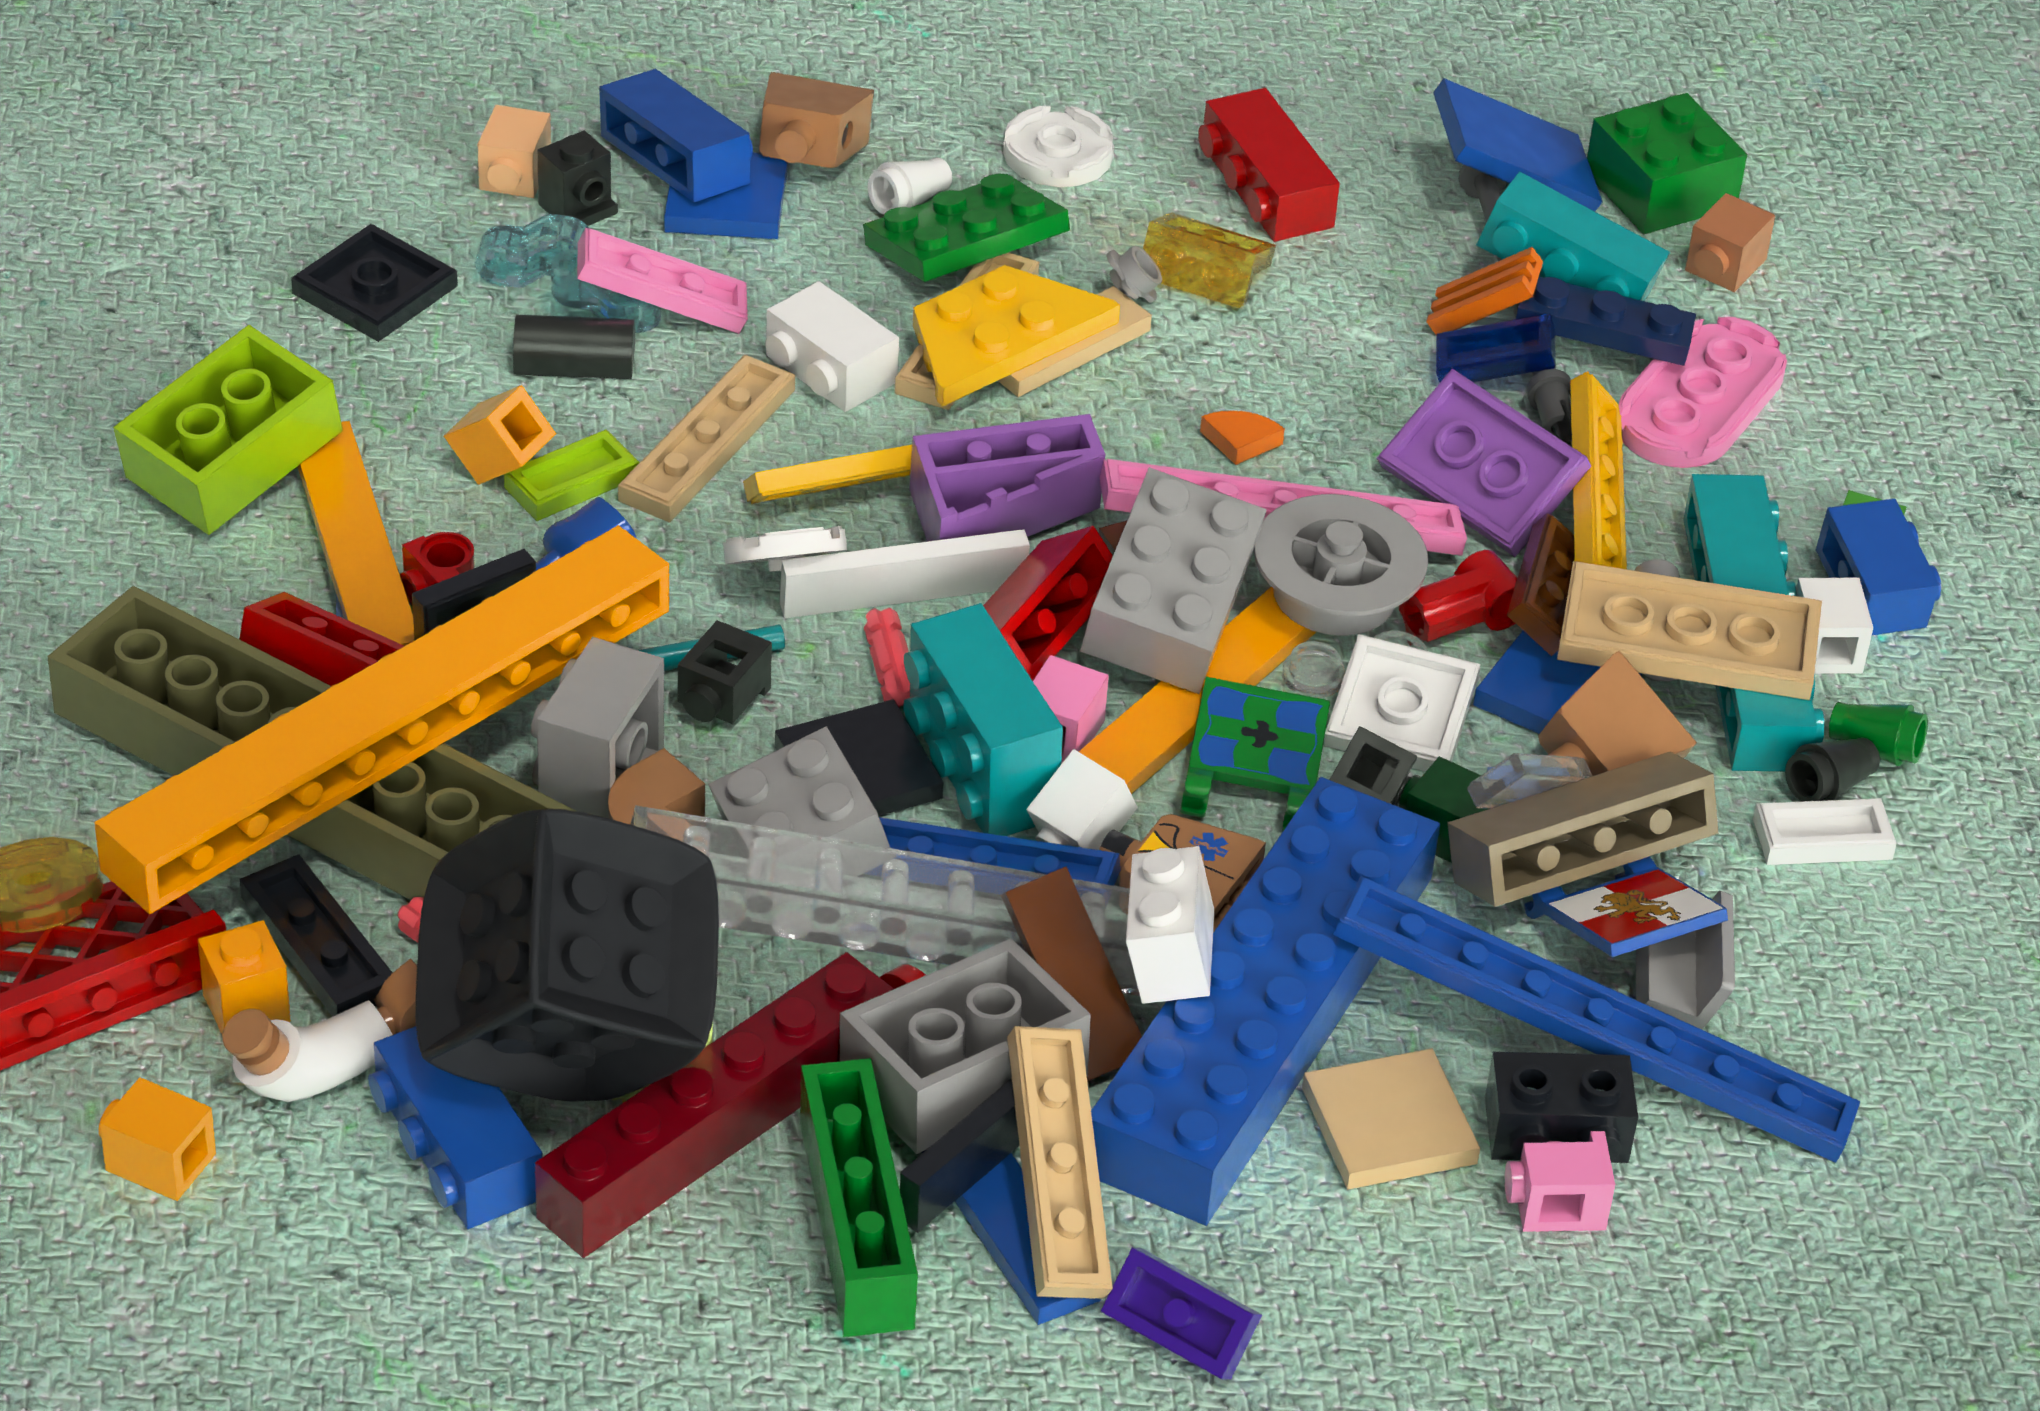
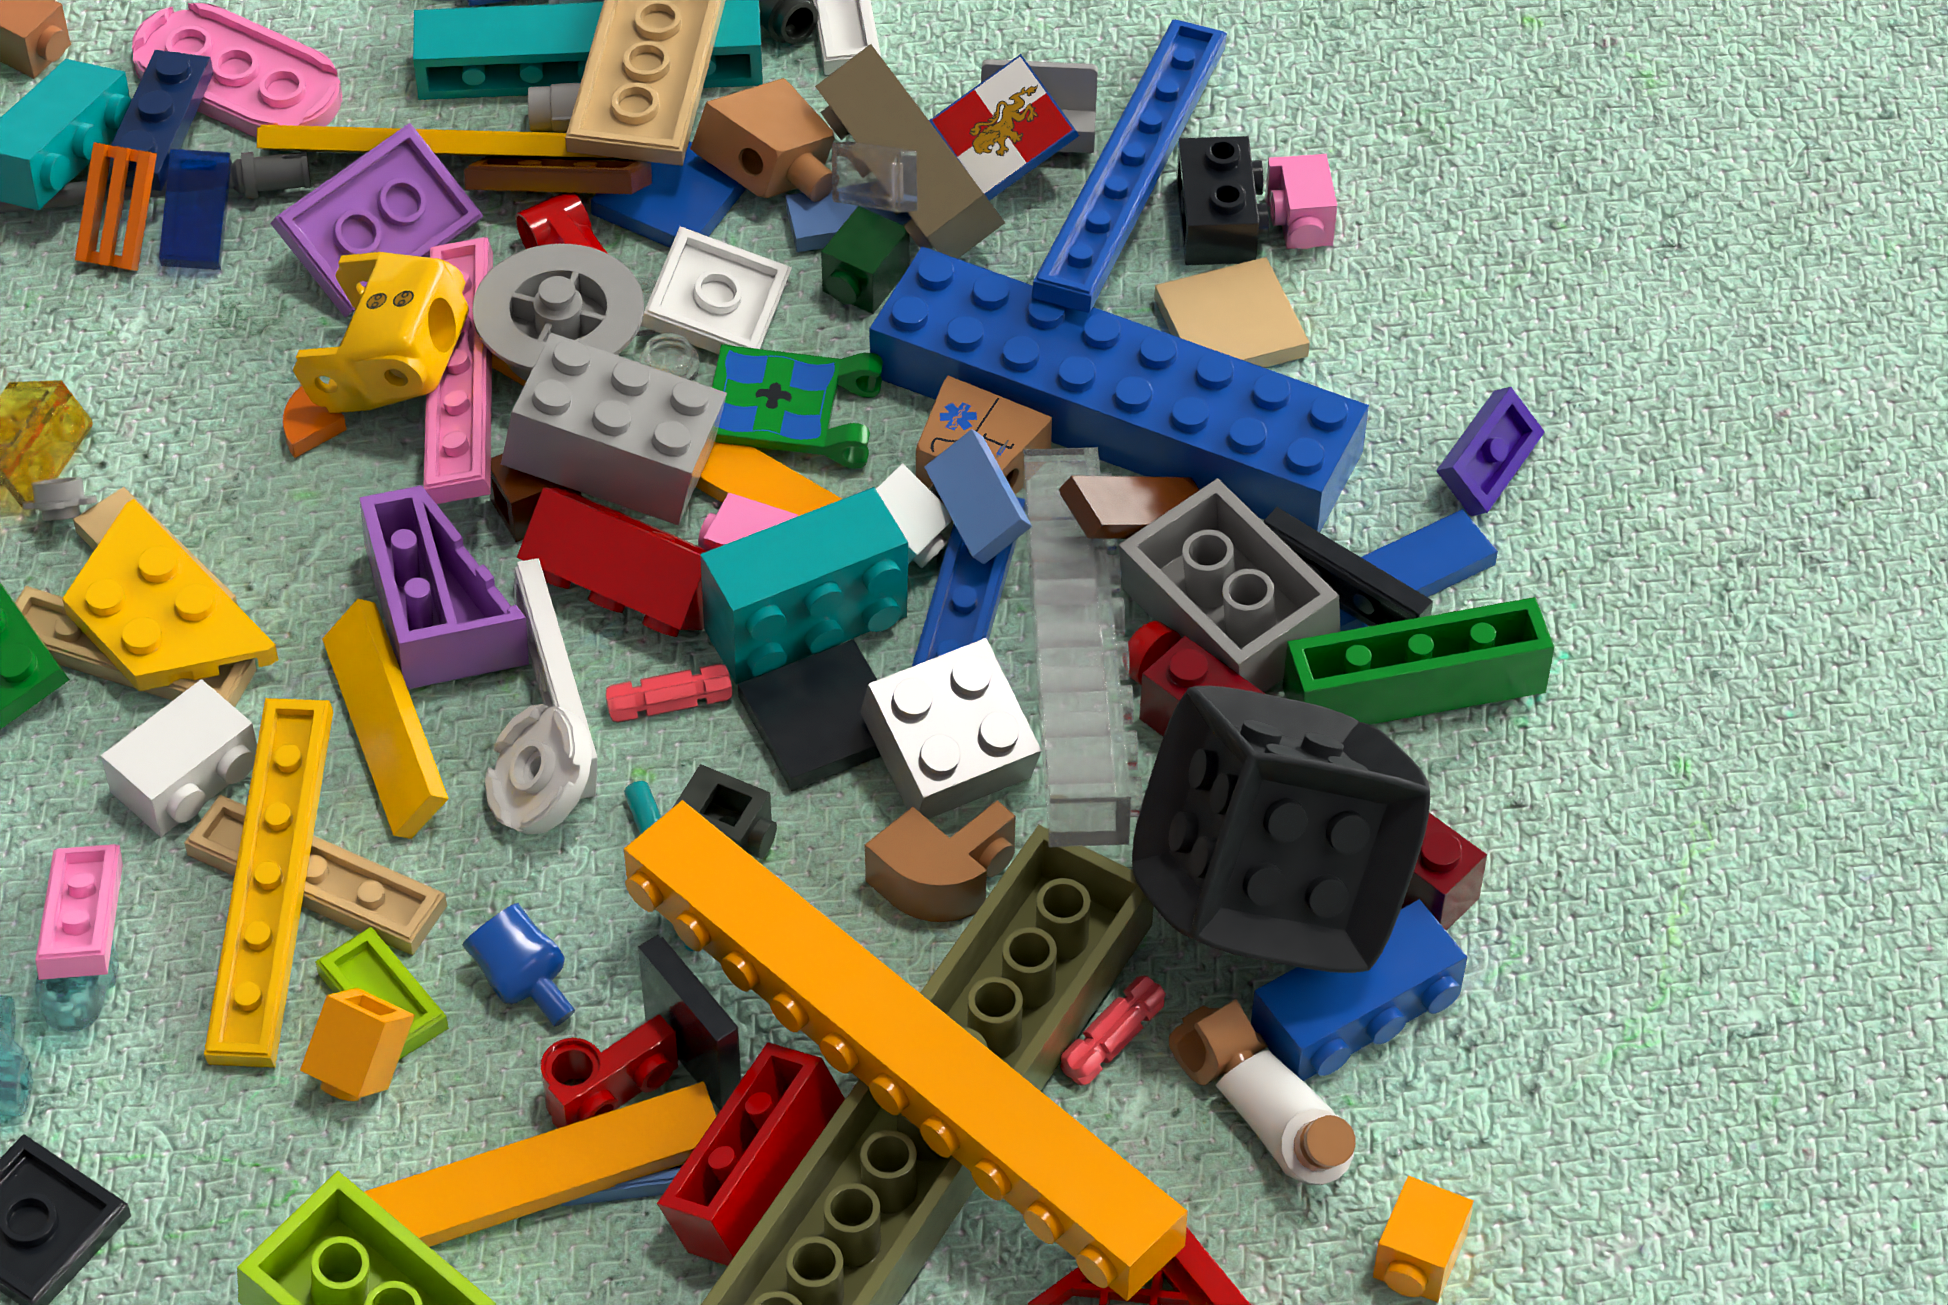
camera: 90 degrees left, 10 degrees up
(242, 973) = (1211, 1184): light orange brick -> none
(315, 934) = (1161, 1117): black plate -> none
(573, 346) = (165, 1004): pearl dark grey brick -> none
(598, 724) = (862, 883): light grey brick -> none
(698, 393) = (269, 884): none -> yellow tile
(1059, 1163) = (1372, 511): tan tile -> none
(1085, 841) = (978, 496): none -> medium blue tile
(1170, 924) = (1116, 410): white brick -> none
(1304, 440) = (396, 338): none -> yellow piece
(1374, 767) = (843, 304): pearl dark grey brick -> none

